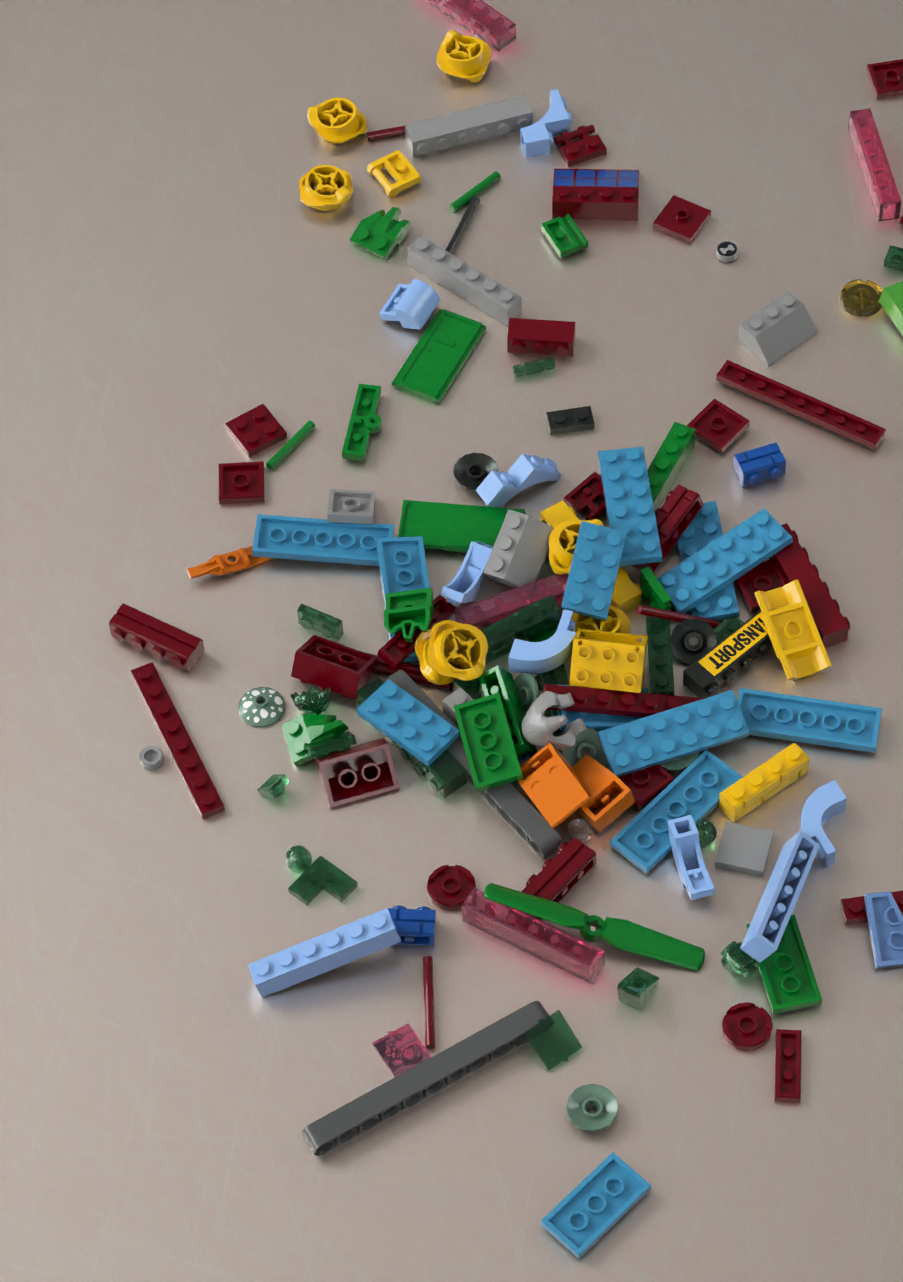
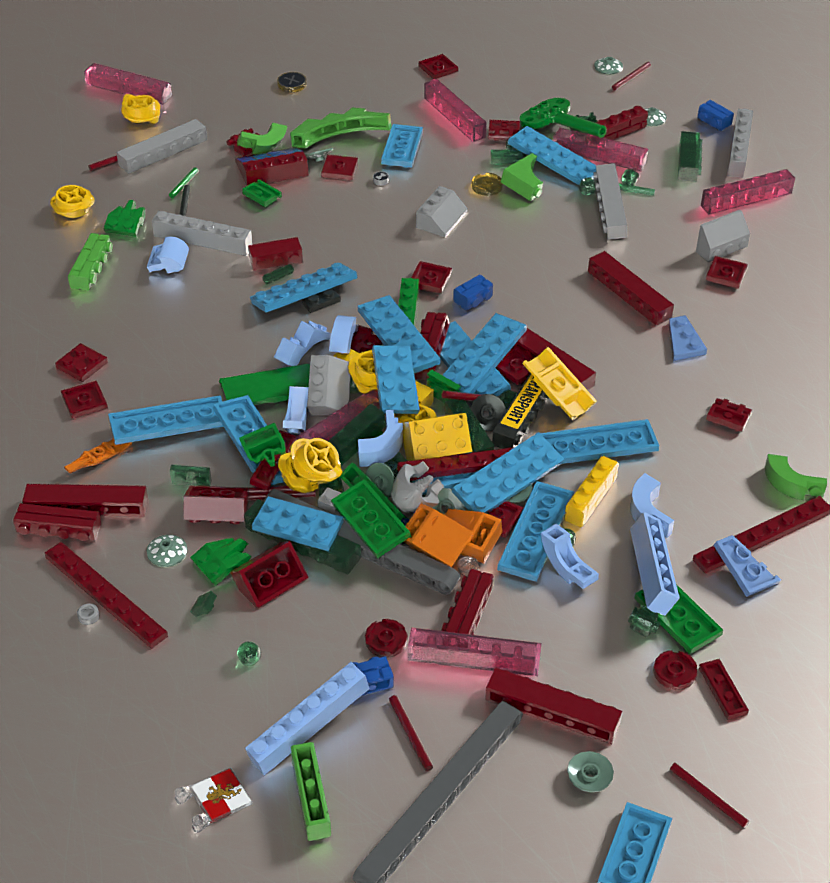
camera: 25 degrees left, 10 degrees down
(199, 618) = (106, 499): none -> dark red brick
(206, 1005) = (216, 796): none -> flag
(290, 445) = (113, 365): green bar -> none
(296, 1031) = (310, 791): none -> bright green brick
(312, 701) = (210, 531): clear green hair -> none
(315, 286) = (90, 261): none -> bright green brick
(321, 748) = (247, 554): clear green plate -> none
(321, 876) = (276, 661): clear green tile -> none
(337, 120) = (64, 161): yellow piece -> none
(351, 506) = (181, 391): light grey tile -> none
(362, 422) = (164, 337): green hinge -> none
(399, 169) = (122, 180): yellow plate -> none
(401, 1050) = (405, 779): clear pink piece -> none
(439, 356) = (203, 284): green piece -> none
(471, 465) = (265, 345): pearl dark grey dish -> none
(538, 136) = (216, 141): light blue arch -> none
(553, 1040) = (530, 728): clear green piece -> none
(554, 397) = (303, 287): none -> dark azure plate
(562, 486) = (342, 334): none -> light blue arch
(591, 1023) = (554, 705): none -> dark red brick
(602, 156) = (263, 143): none -> bright green arch
(615, 932) = (535, 628): green piece -> none
(635, 987) = (576, 668): clear green slope -> none
(661, 192) = (319, 155): none -> sand green dish
(681, 56) = (292, 82): none -> tile
(703, 148) = (333, 124): none -> bright green arch
(707, 1174) = (709, 795): none -> dark red bar
(744, 848) = (600, 542): light grey tile -> none
(778, 205) = (402, 145): none -> dark azure plate
(801, 404) = (481, 251): dark red plate -> none

